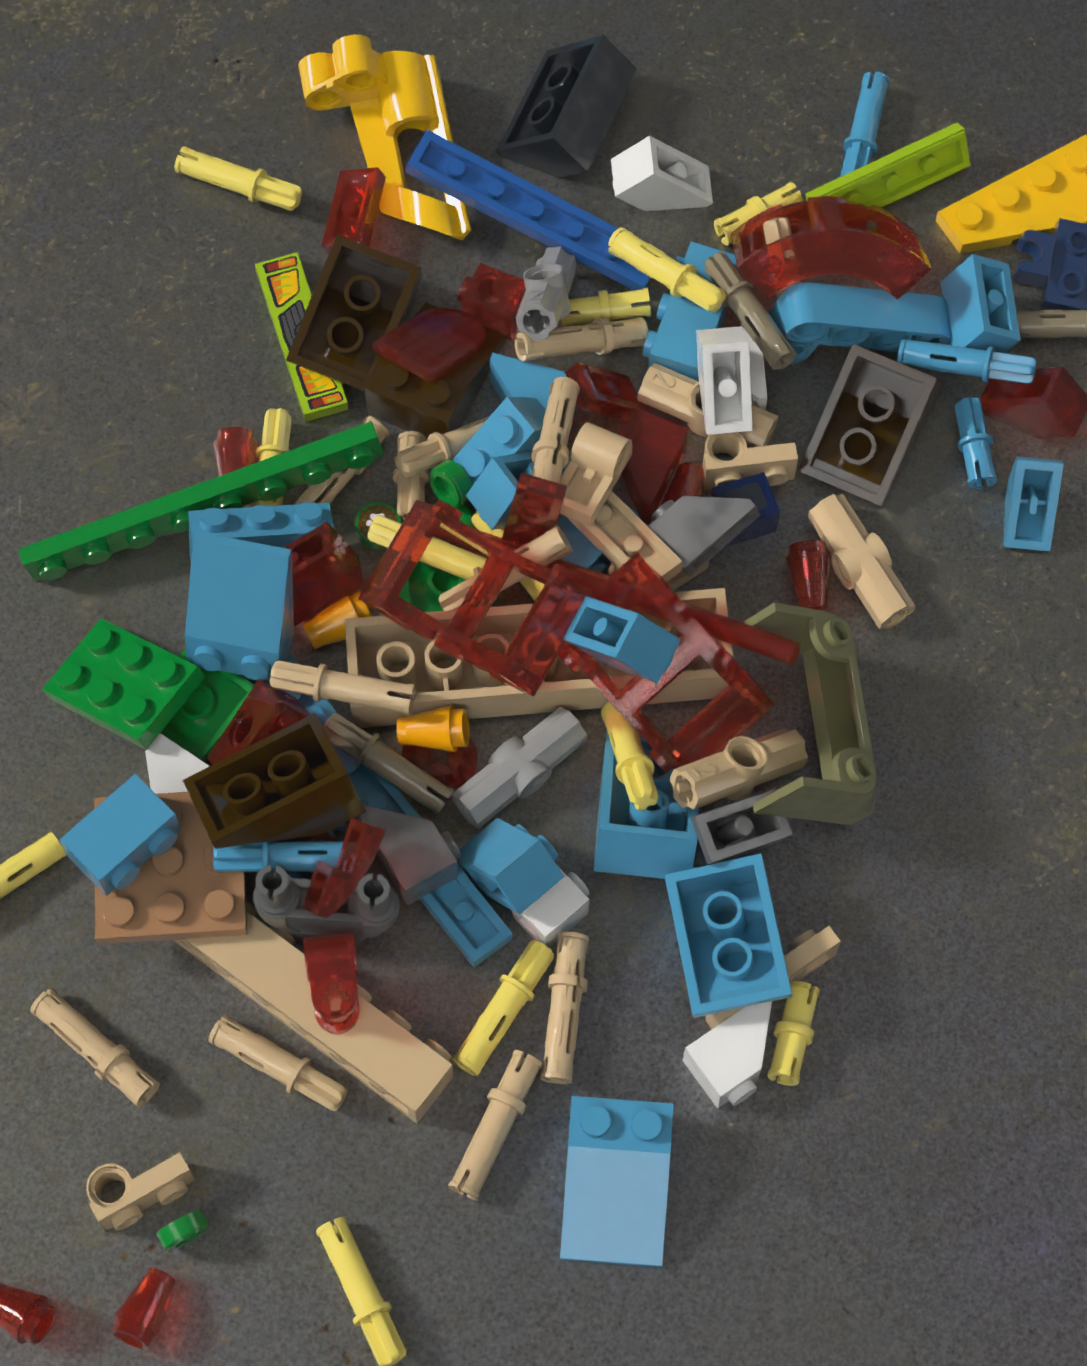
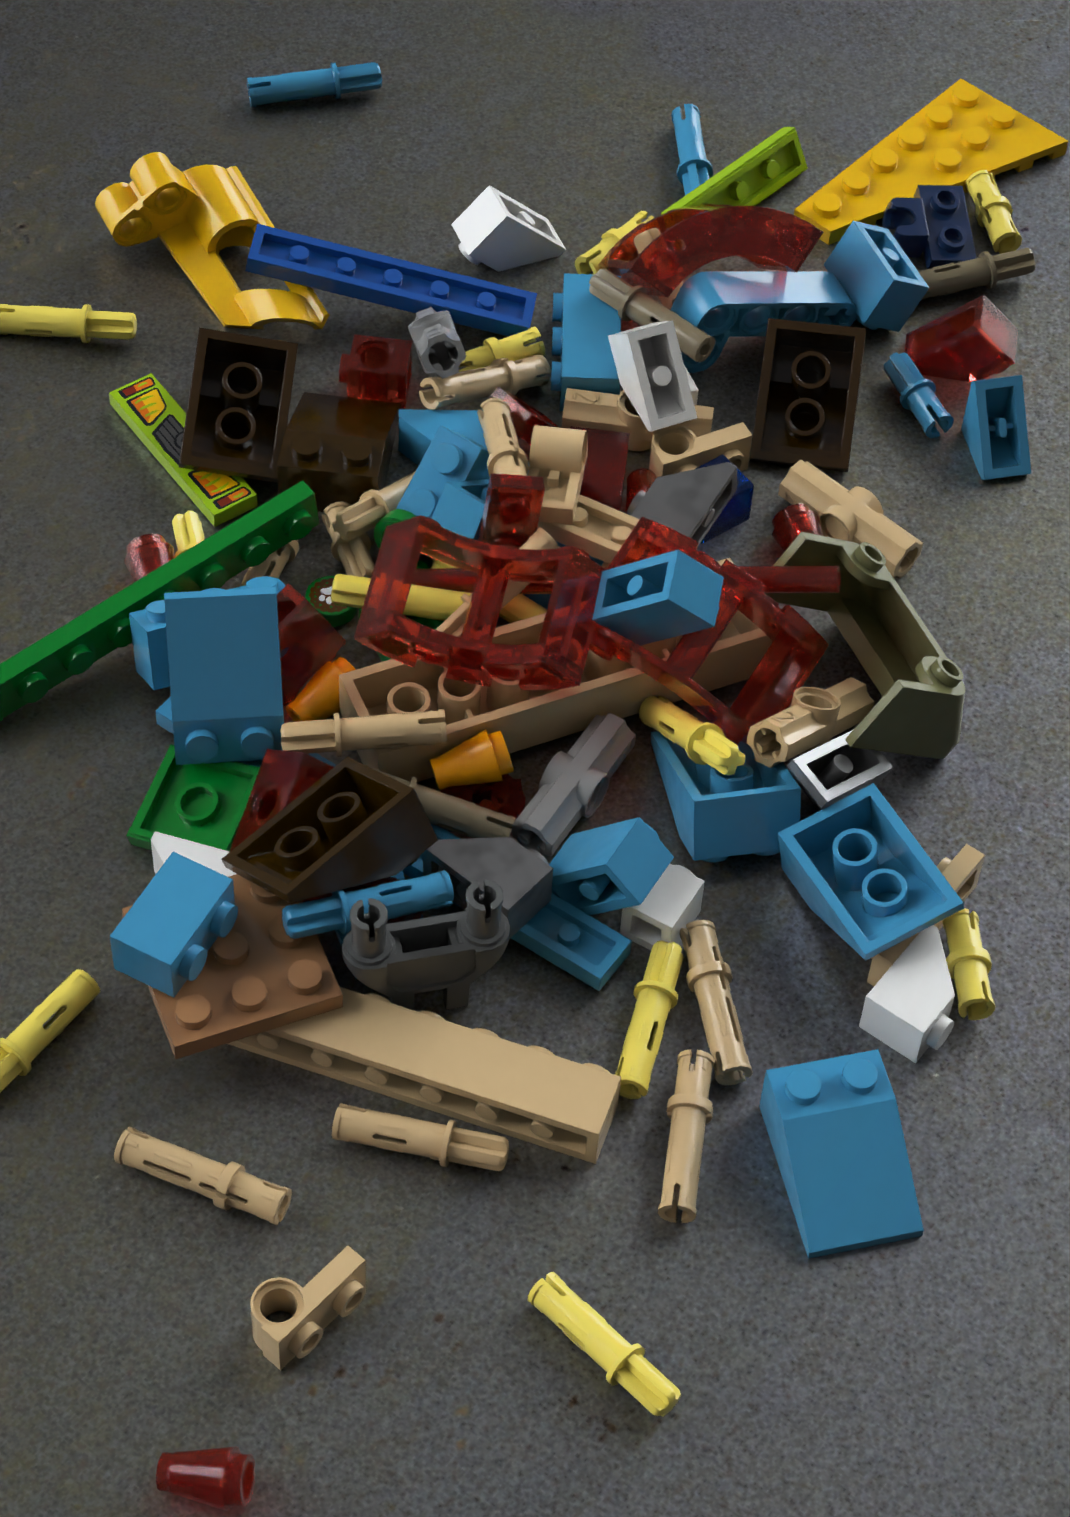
camera: 20 degrees left, 15 degrees down
(123, 683) = (109, 801): green plate -> none
(143, 1311) = (360, 1435): clear red cone -> none
(183, 1230) = (376, 1335): green tile -> none
(332, 975) = (460, 1020): clear red piece -> none
(335, 883) = (434, 906): clear red slope -> none
(354, 206) = (194, 308): clear red plate -> none
(433, 342) = (331, 413): clear red window -> none
(568, 108) = (389, 190): black slope -> none
(653, 262) = (554, 298): light yellow axle -> none
(969, 361) = (893, 315): dark azure axle -> none

